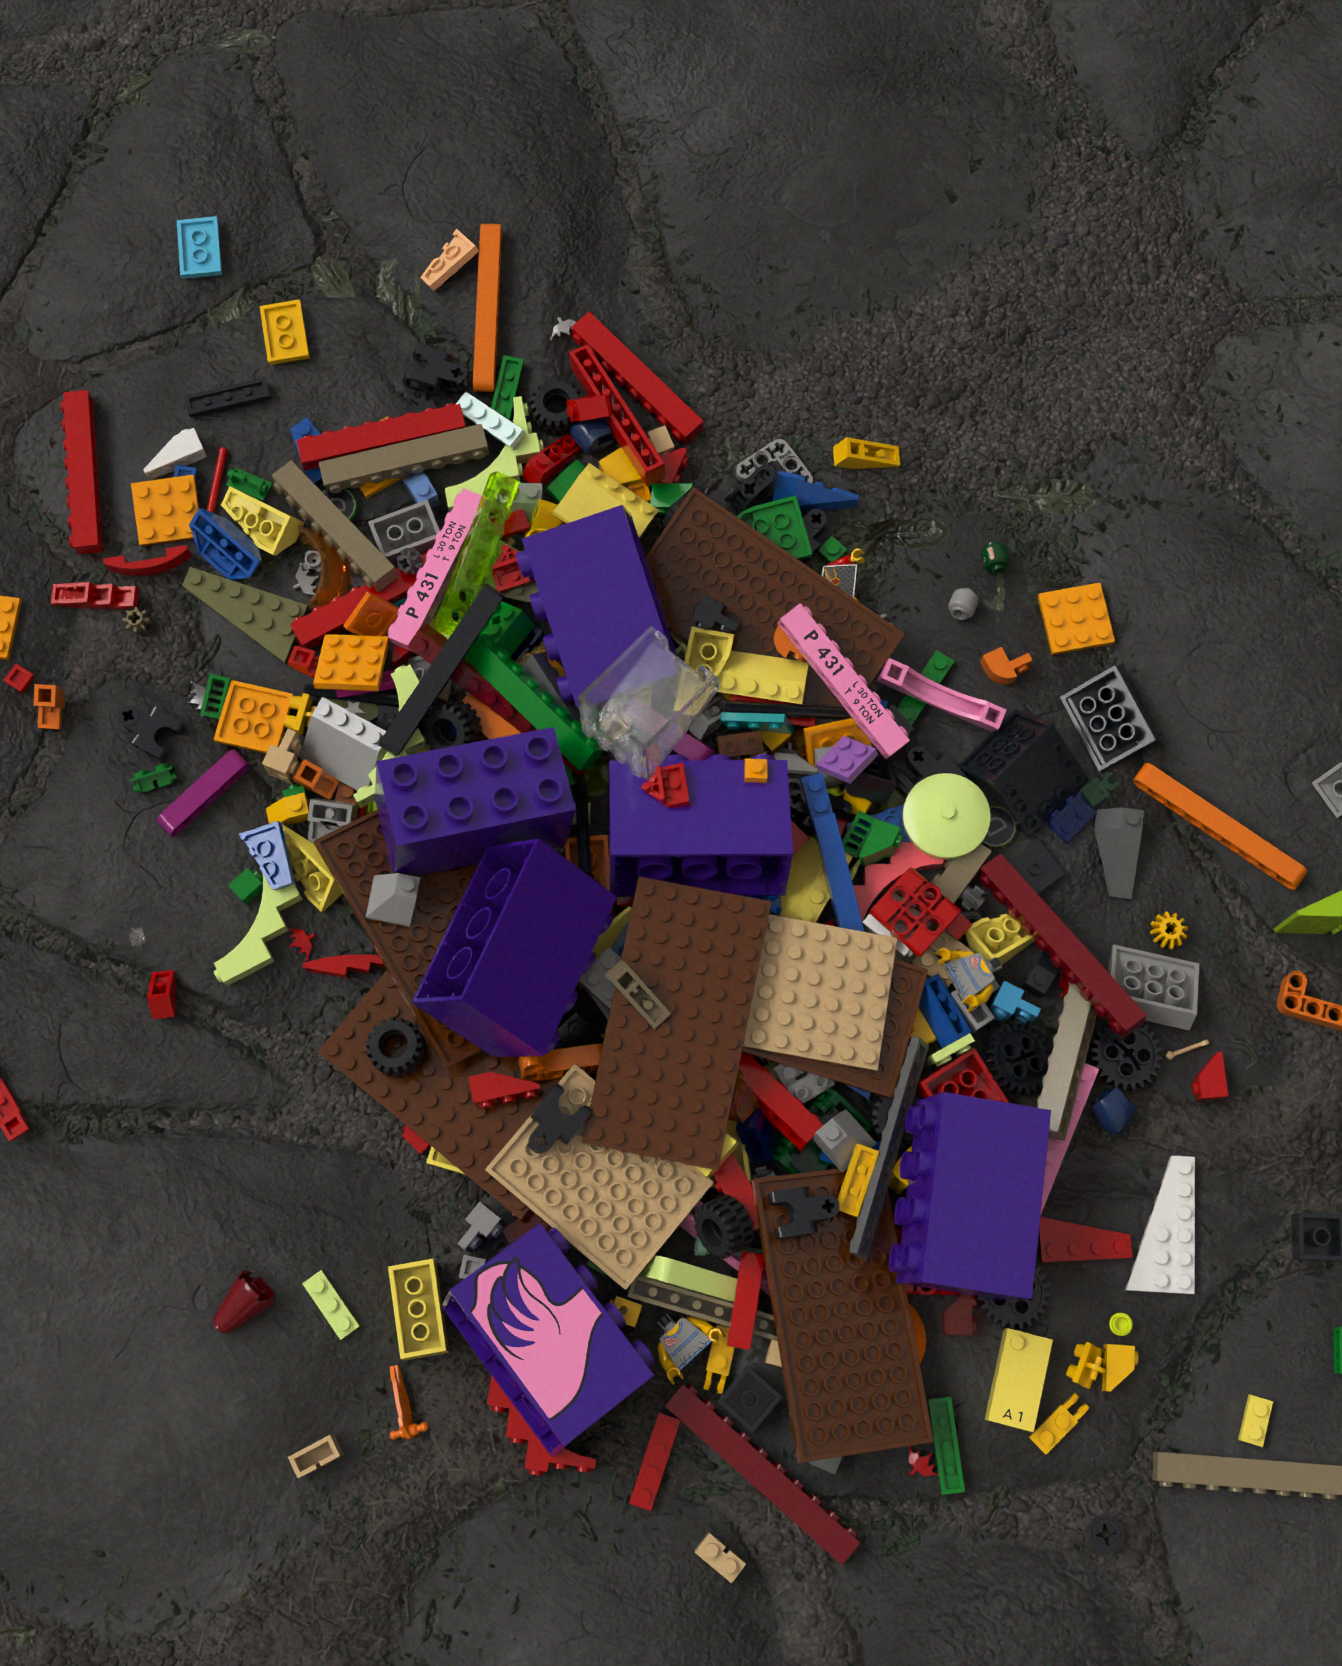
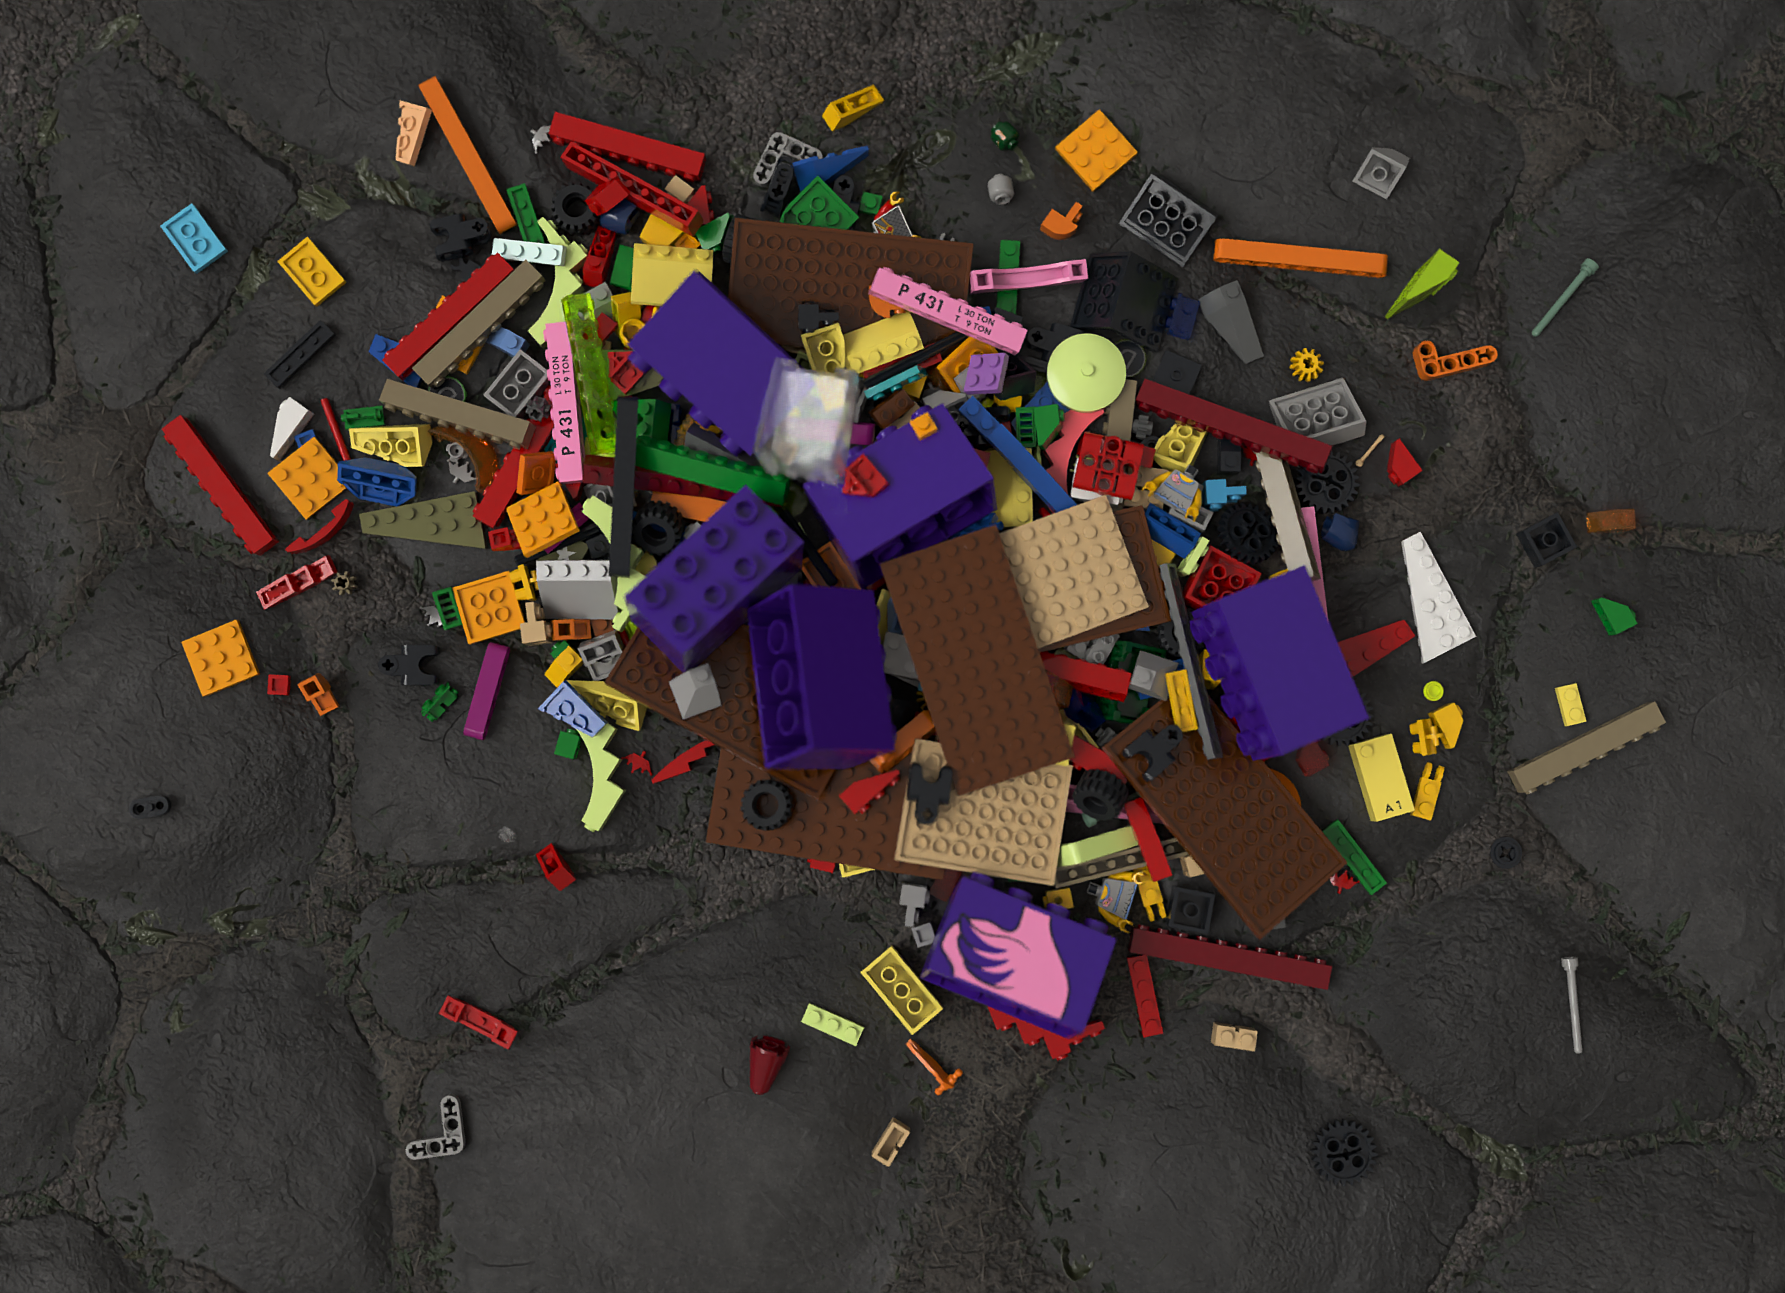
camera: 30 degrees left, 10 degrees up
(637, 994) = (934, 658): dark tan slope -> none
(1097, 791) = (1190, 283): clear green plate -> none

